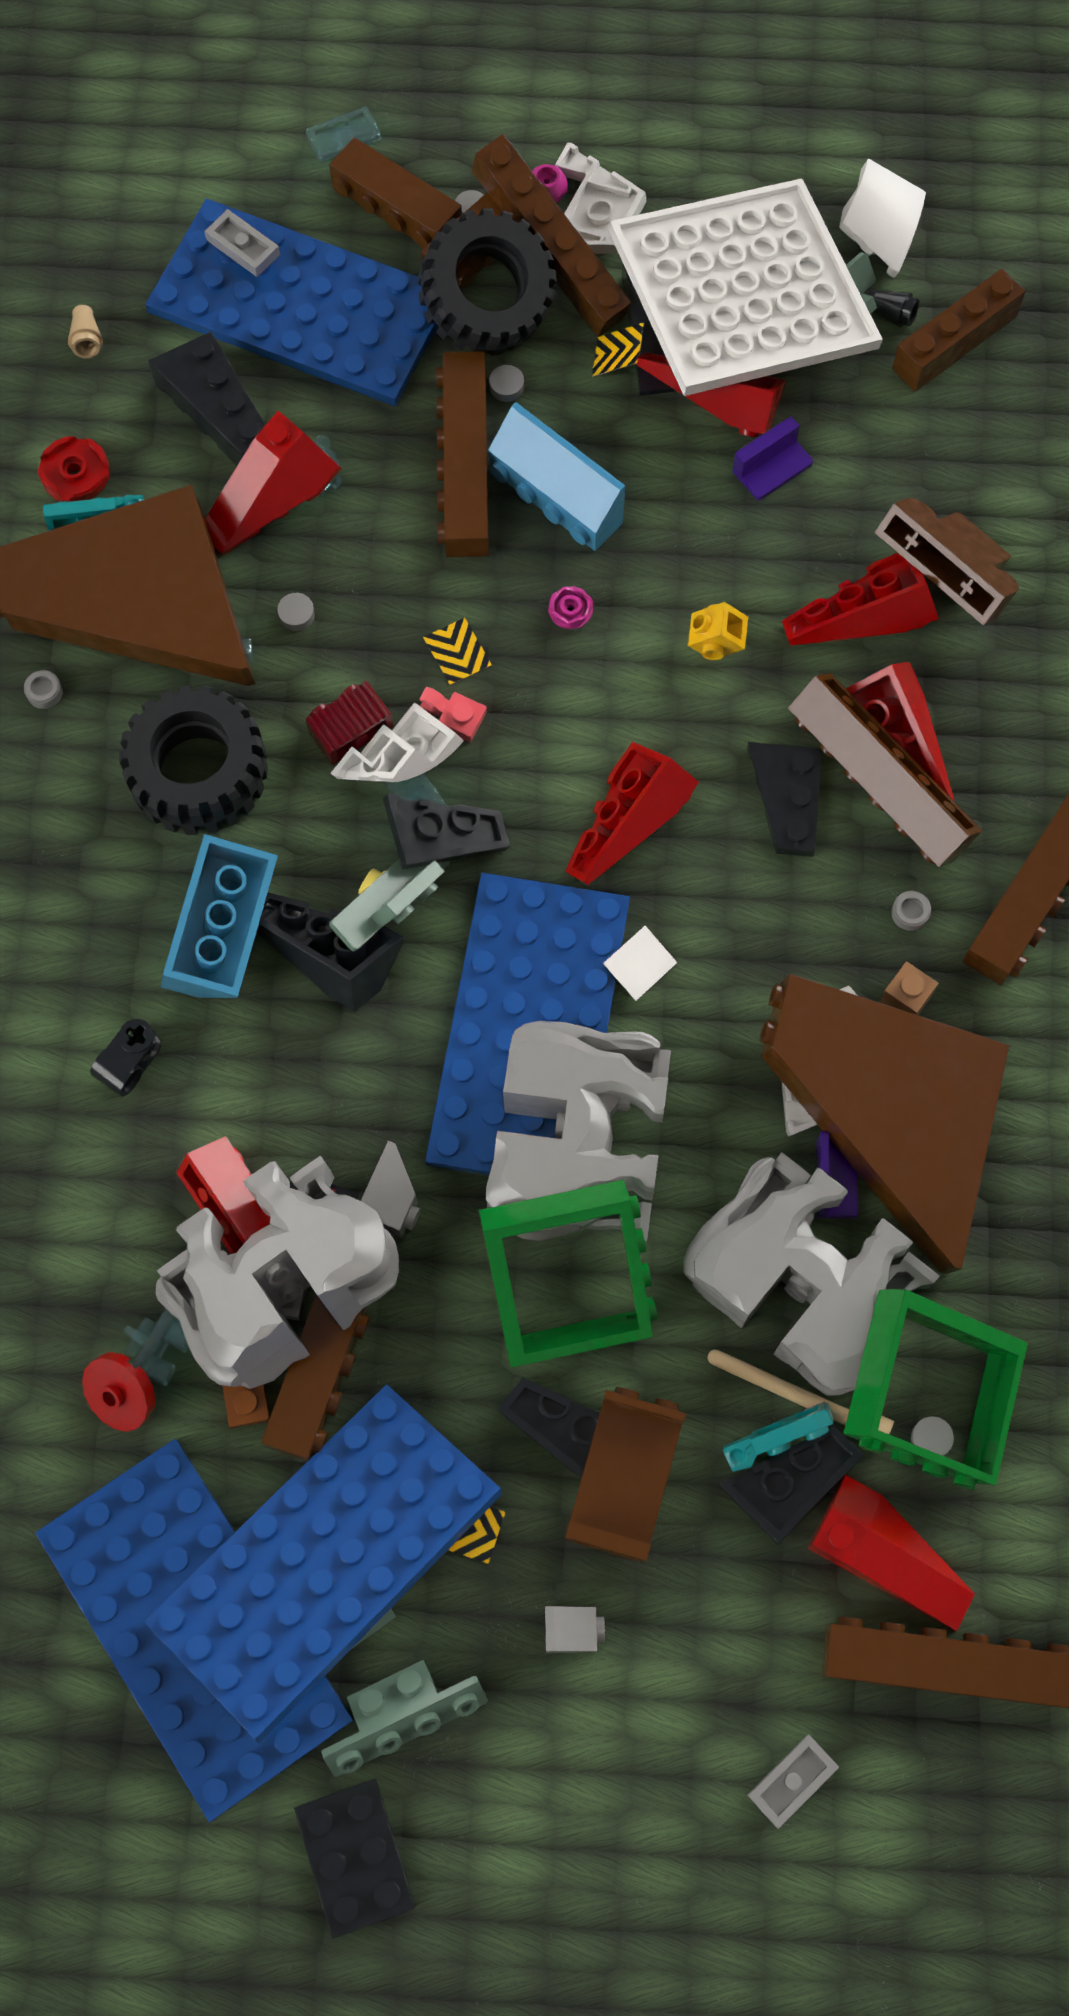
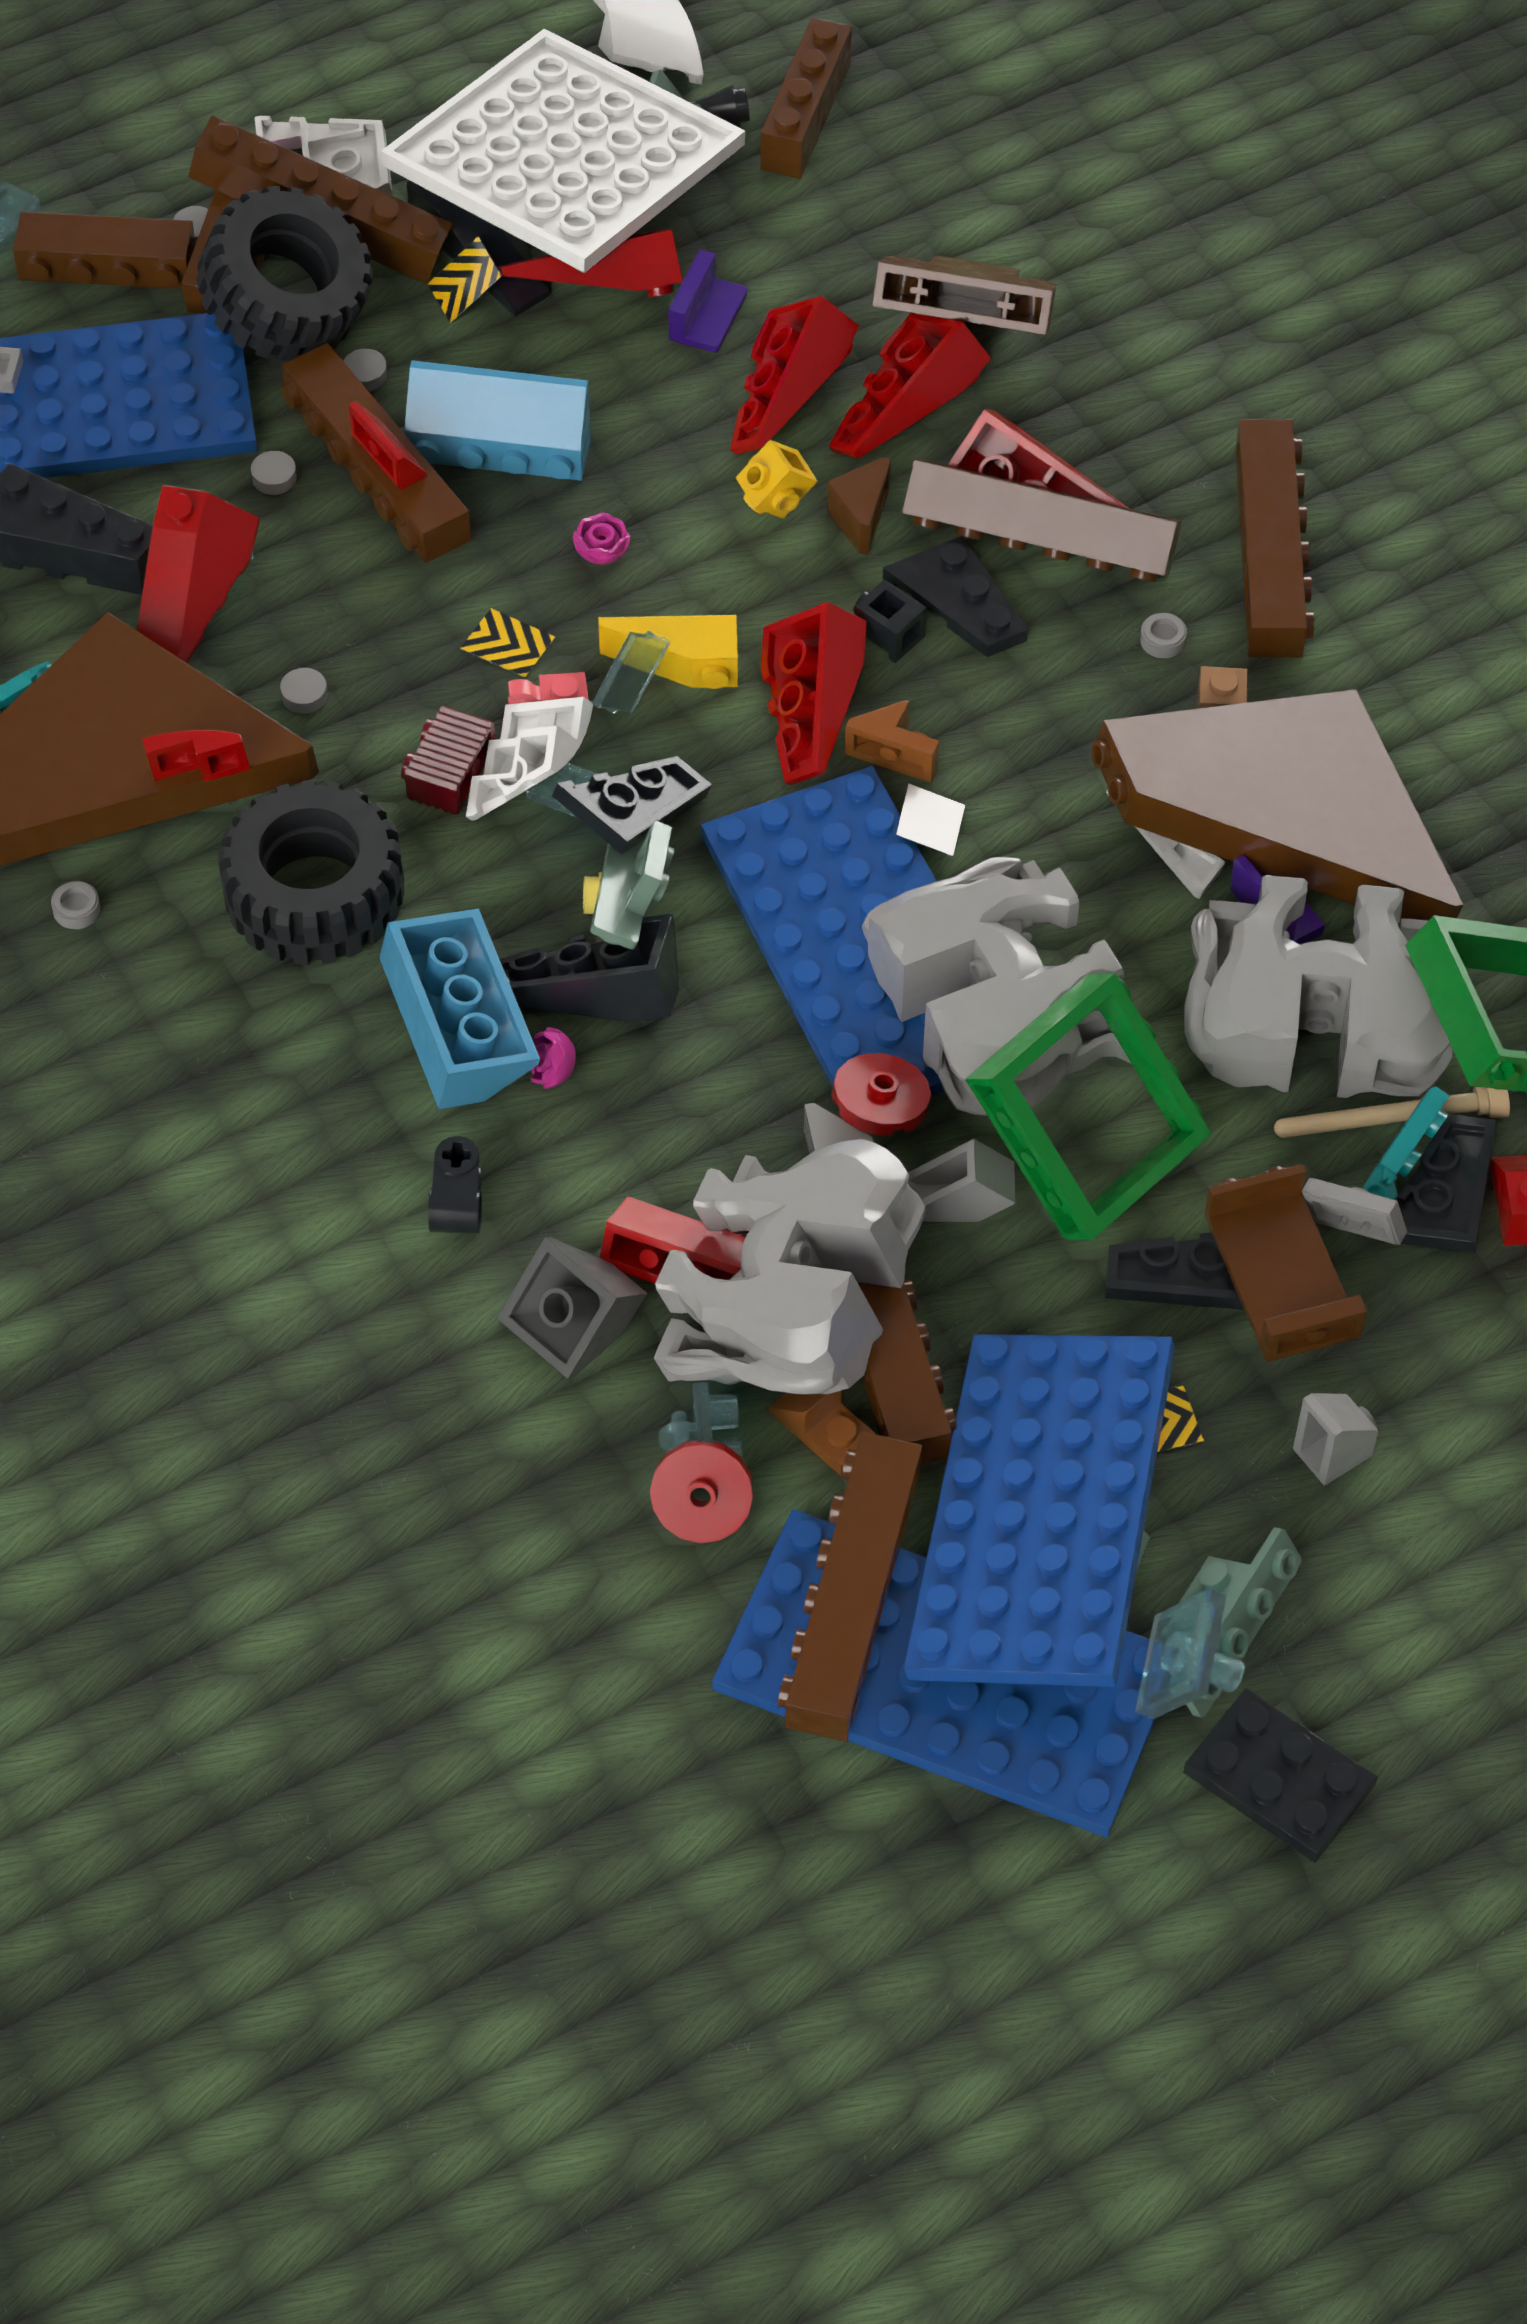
camera: 35 degrees left, 15 degrees down
(139, 1193) = (570, 1305): none -> dark grey slope
(157, 1534) = (852, 1587): none -> reddish brown brick
(167, 633) = (182, 751): none -> red slope
(257, 995) = (556, 1058): none -> dark pink plate
(331, 1745) = (1184, 1656): none -> clear light blue tile
(391, 430) = (273, 472): none -> light grey tile
(438, 1183) = (881, 1094): none -> red plate
(453, 1265) = (965, 1184): none -> light grey slope
(463, 457) = (384, 447): none -> red slope
(505, 731) = (631, 672): none -> clear light blue piece
(568, 731) = (699, 652): none -> yellow slope
(650, 879) = (884, 741): none -> dark orange slope
(710, 1463) = (1355, 1211): none -> light grey plate
(725, 774) = (892, 619): none -> black brick
(769, 680) = (858, 501): none -> reddish brown slope
(808, 536) = (794, 357): none -> red wedge

